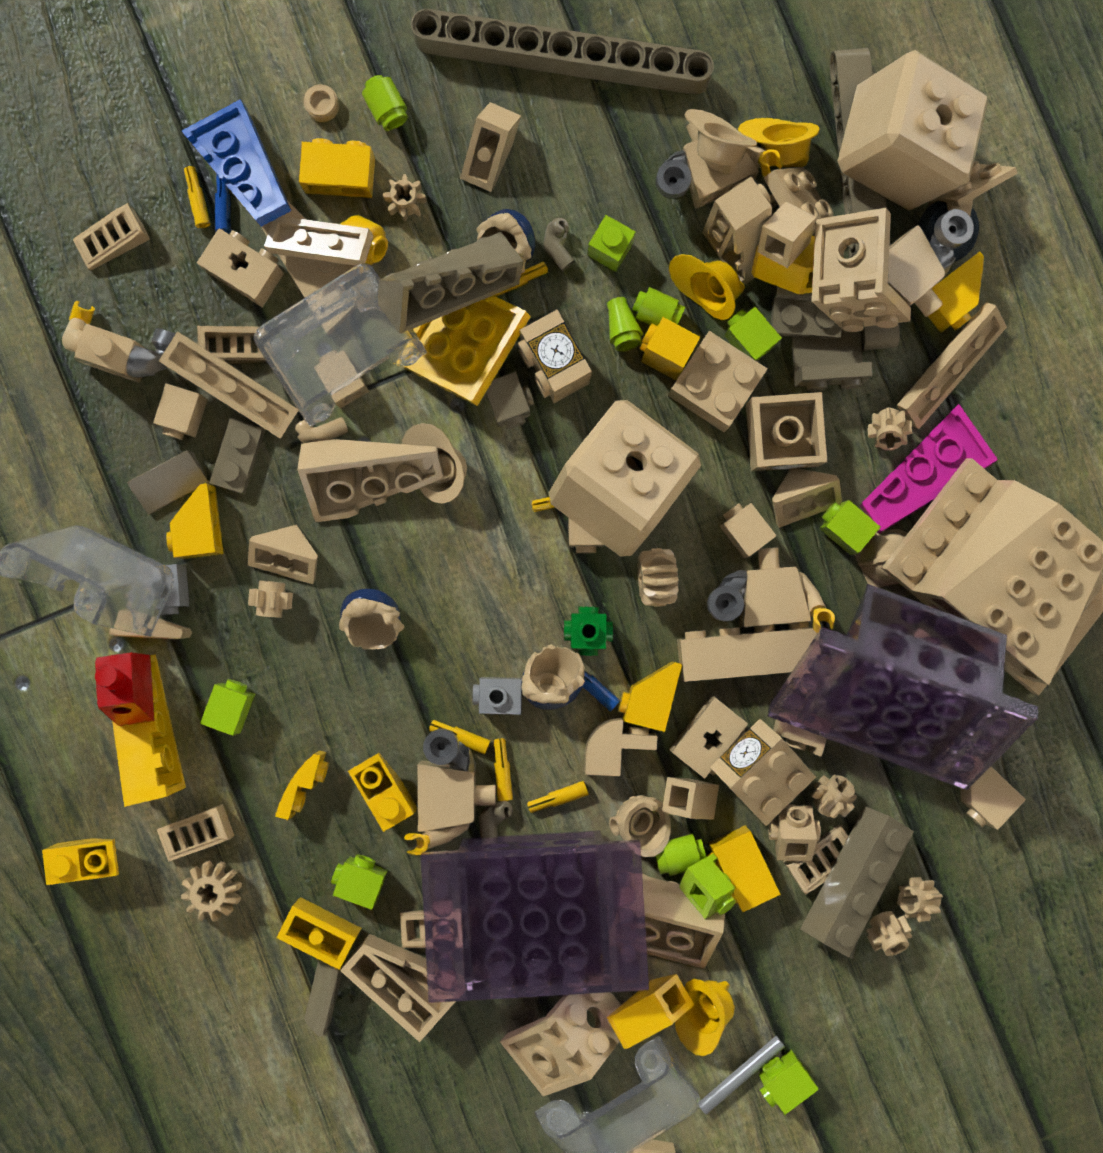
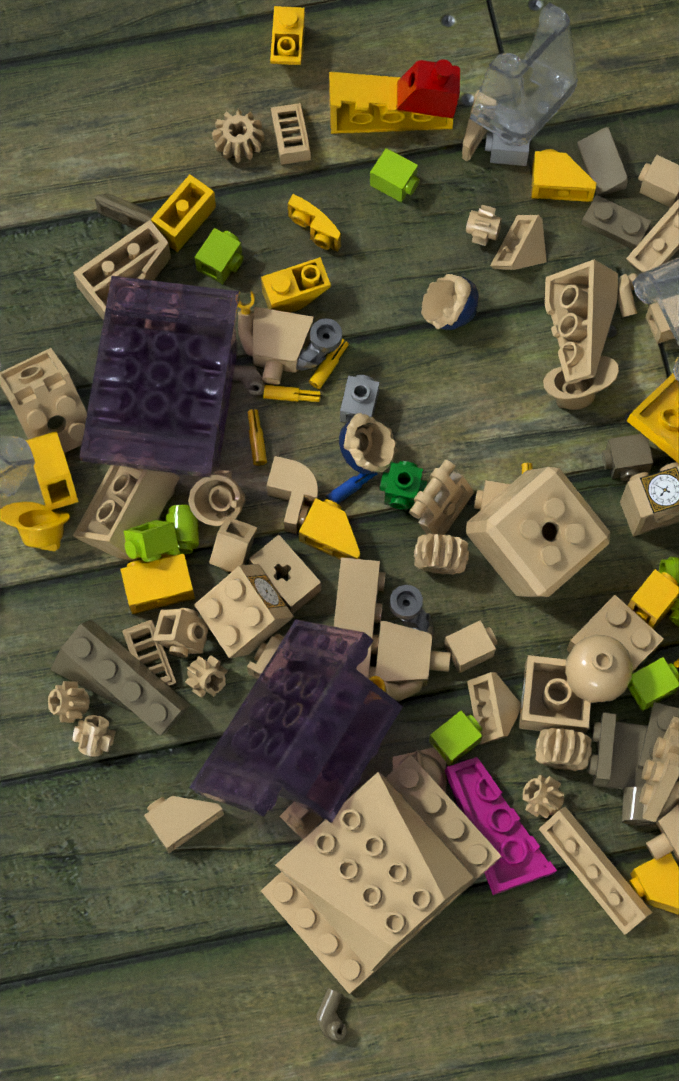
camera: 105 degrees right, 15 degrees down
(599, 588) = (441, 512): none -> tan plate
(761, 390) = (598, 668): none -> tan cylinder
(842, 415) = (563, 749): none -> tan gear

